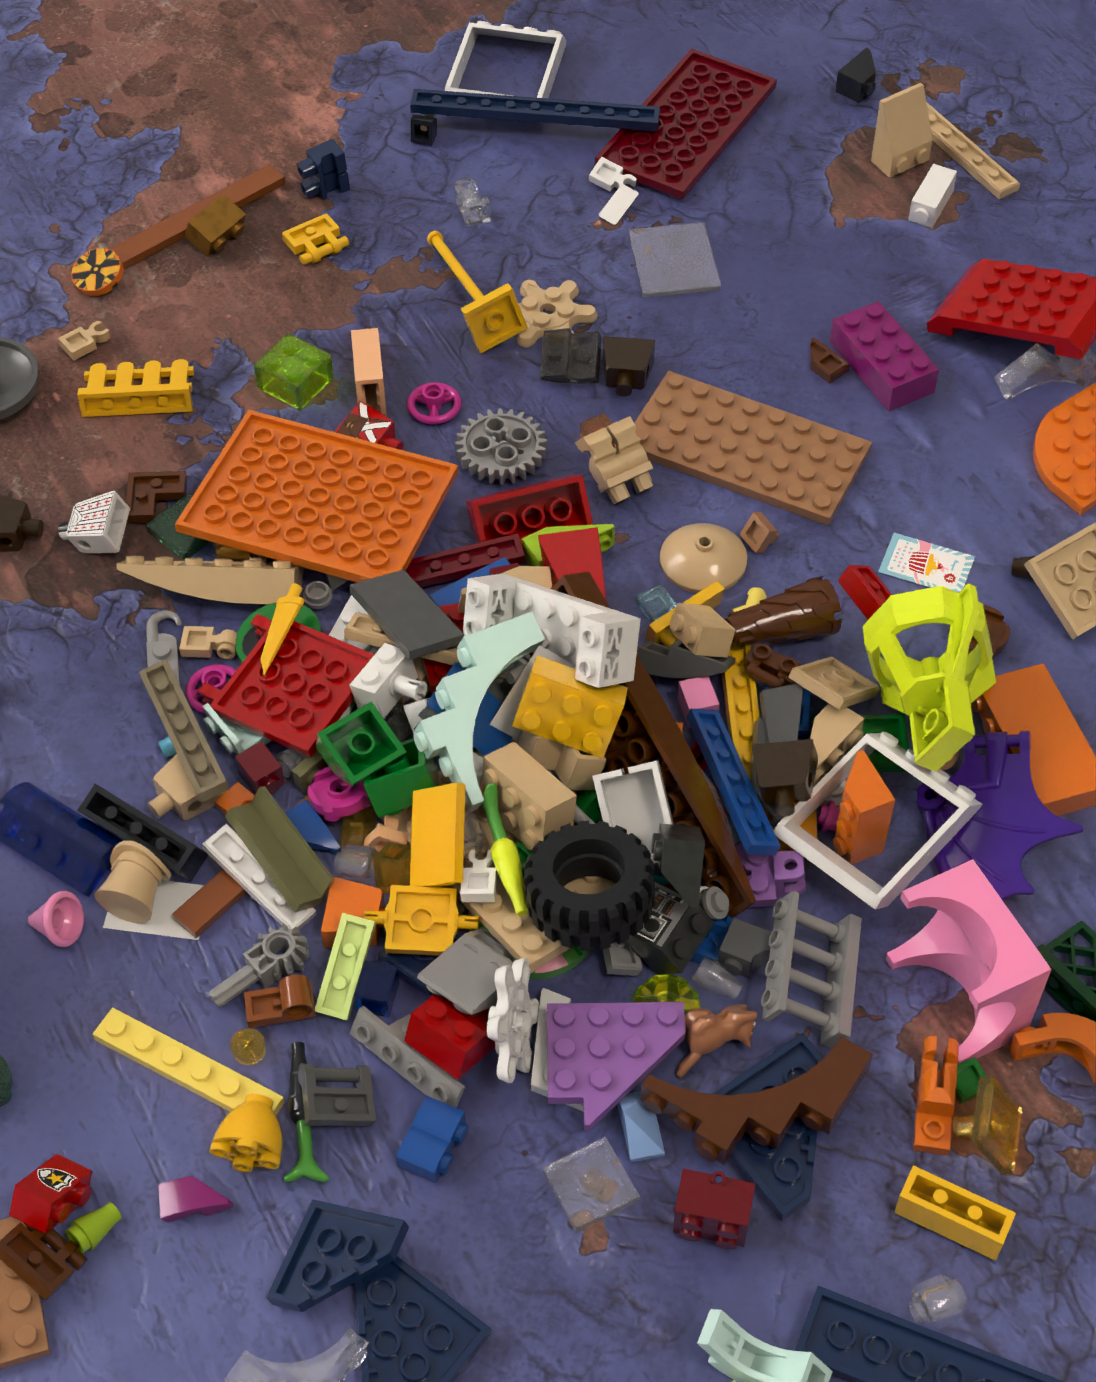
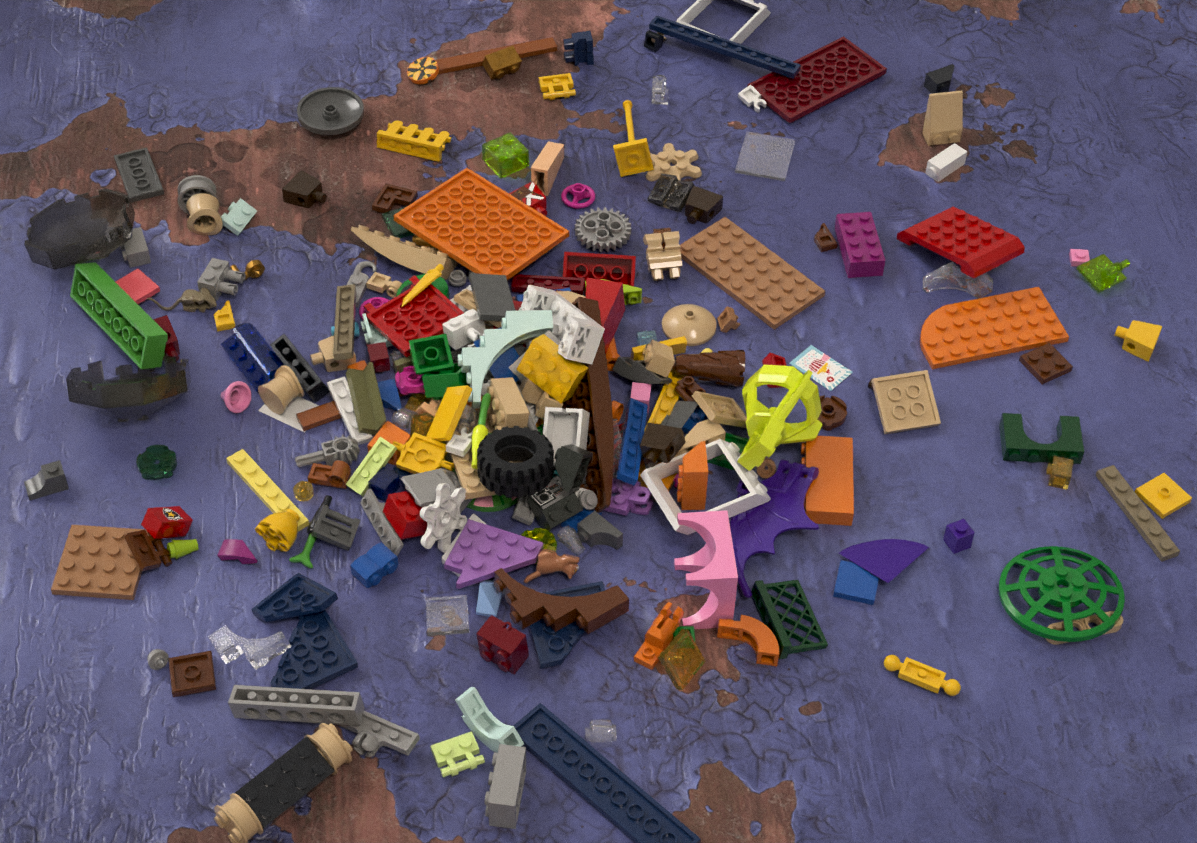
camera: 20 degrees right, 5 degrees down
(81, 341) = (396, 106): tan plate -> none
(97, 524) = (354, 204): white torso -> none
(618, 204) = (748, 115): white sticker -> none
(840, 963) = (642, 553): light grey fence -> none
(954, 1212) = (634, 693): yellow brick -> none
(970, 156) = (984, 142): tan tile -> none

